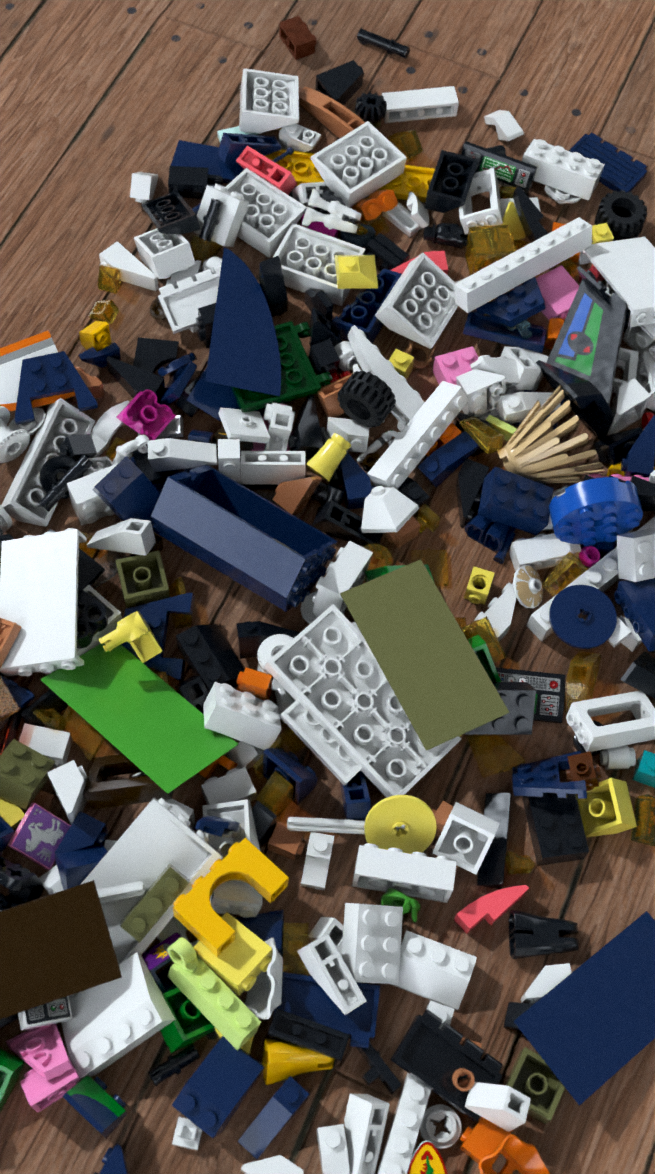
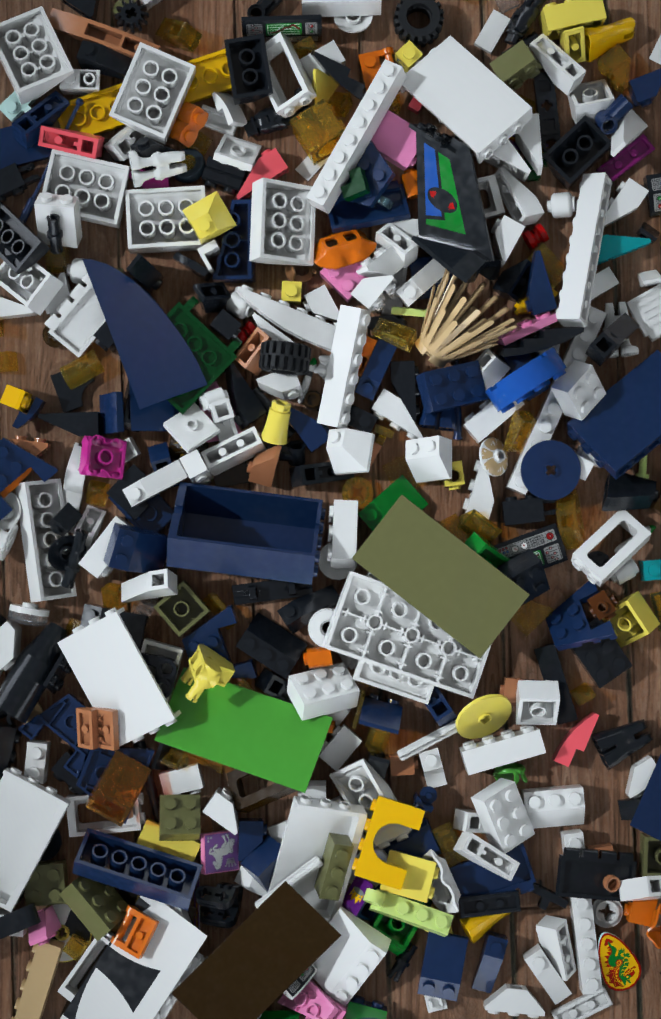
camera: 25 degrees left, 25 degrees up
(127, 448) = (104, 501): white piece -> none
(169, 344) = (82, 369): none -> clear yellow slope
(176, 364) = (101, 392): dark blue tile -> none
(216, 825) = (351, 791): dark blue slope -> none
(238, 608) = (268, 591): none -> black hinge
(297, 885) = (426, 798): none -> dark blue hips
(326, 126) = (99, 57): none -> black slope
(341, 298) = (207, 252): none -> white panel
(402, 237) = (237, 152): none -> white plate
(423, 382) = (321, 303): none -> white slope
(446, 503) = (393, 410): none -> white slope
(463, 554) = (429, 458): none -> white slope
(464, 346) = (345, 252): none -> orange piece
(504, 301) = (358, 187): none -> dark green piece
(539, 652) = (525, 510): none -> black hinge
(589, 556) = (537, 404): dark pink plate -> none

